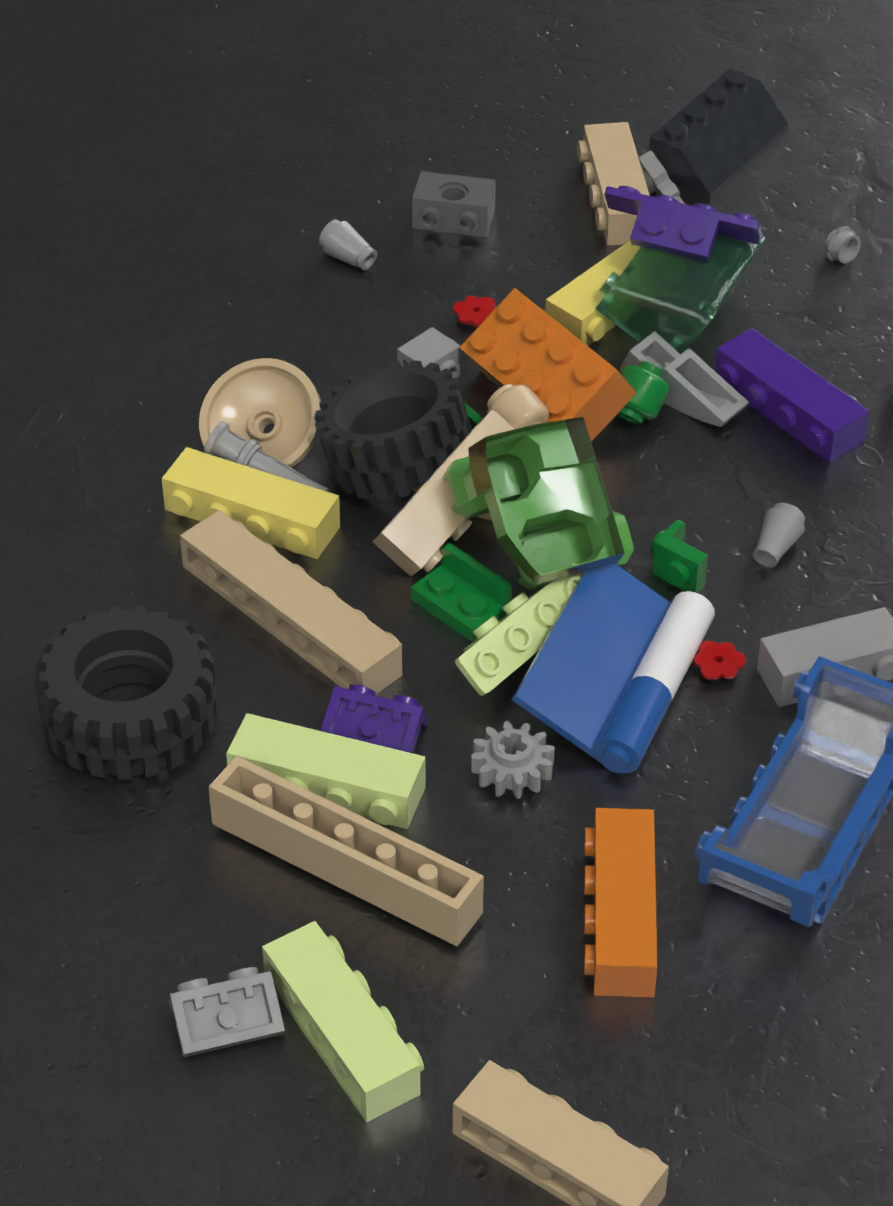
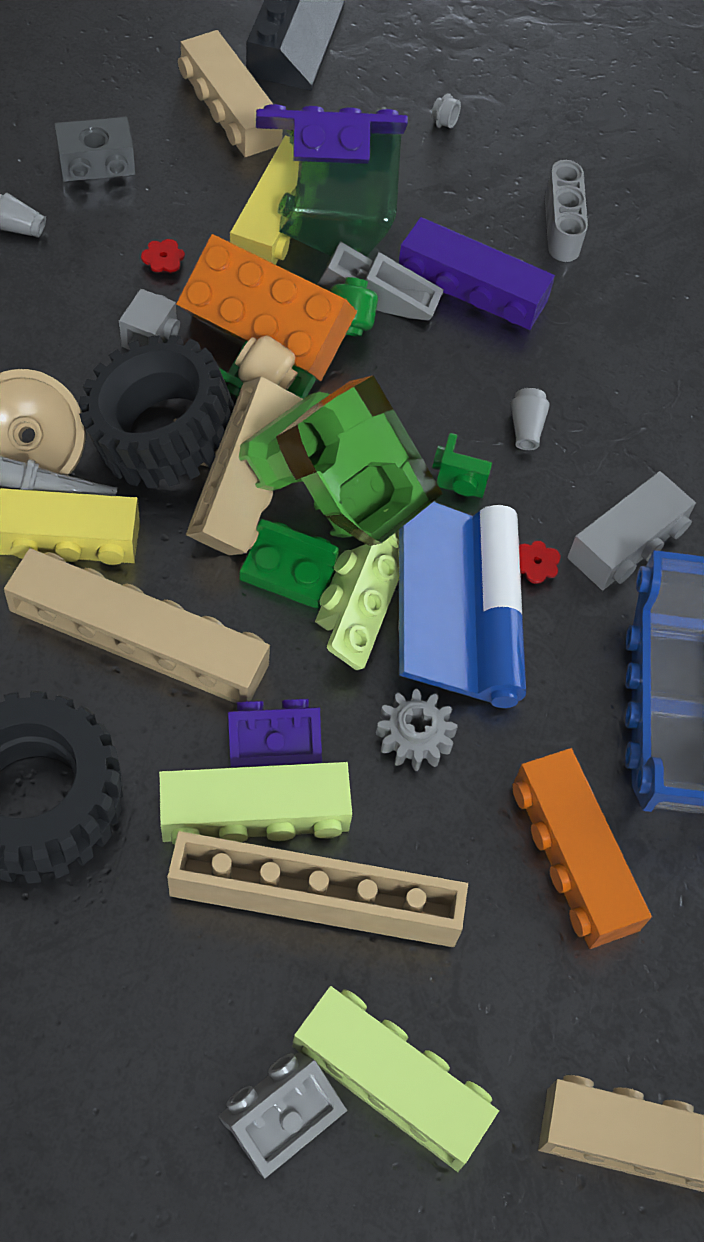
camera: 30 degrees left, 15 degrees up
(657, 177) = (269, 83): light grey plate -> none

